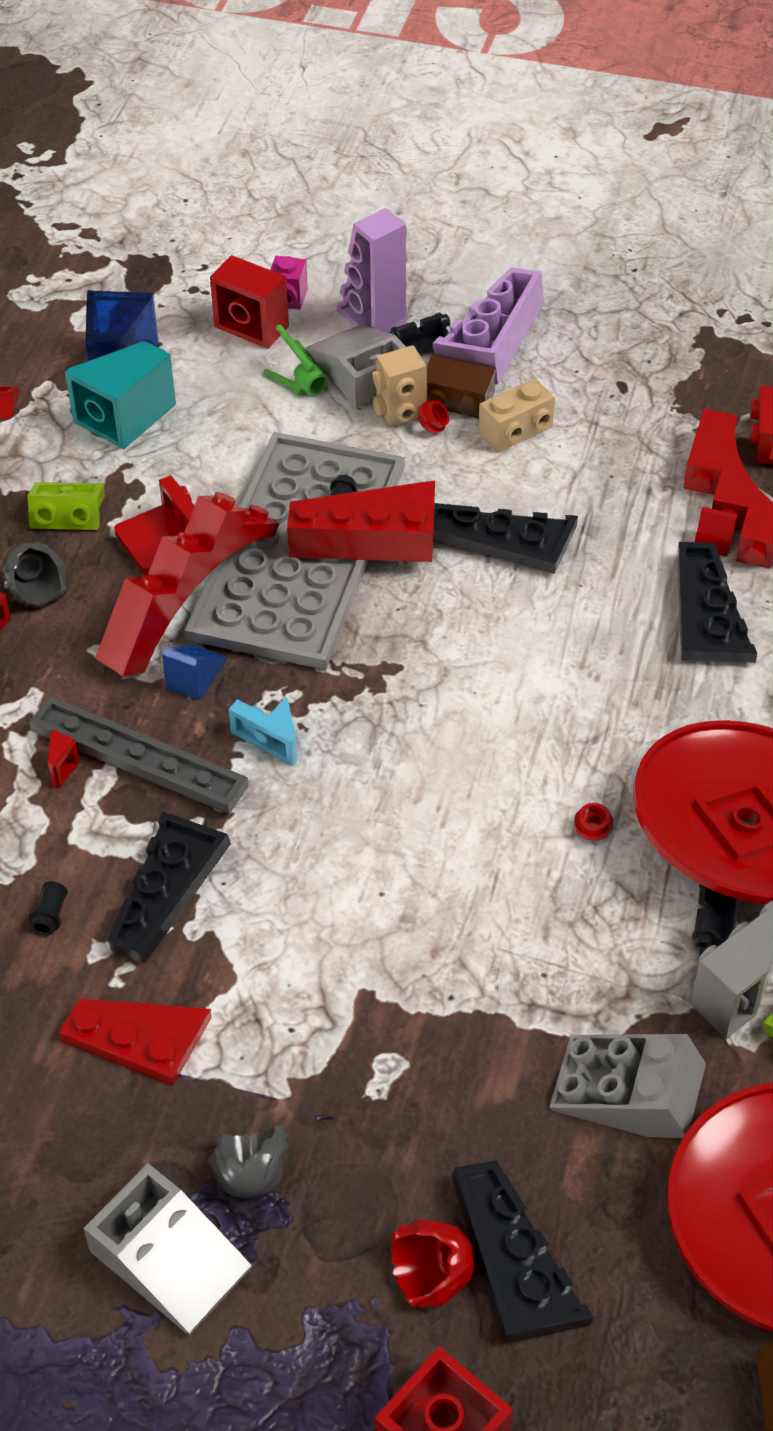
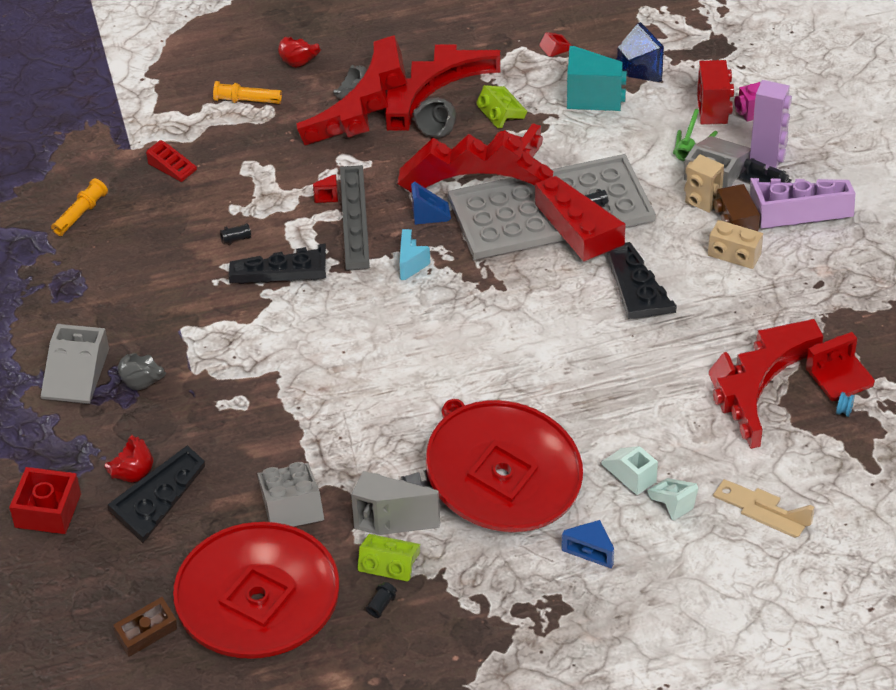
camera: 60 degrees right, 5 degrees down
(137, 1035) = (189, 303): red wing -> none
(433, 416) = (709, 212): red plate -> none
(708, 609) = (654, 395): black wing -> none

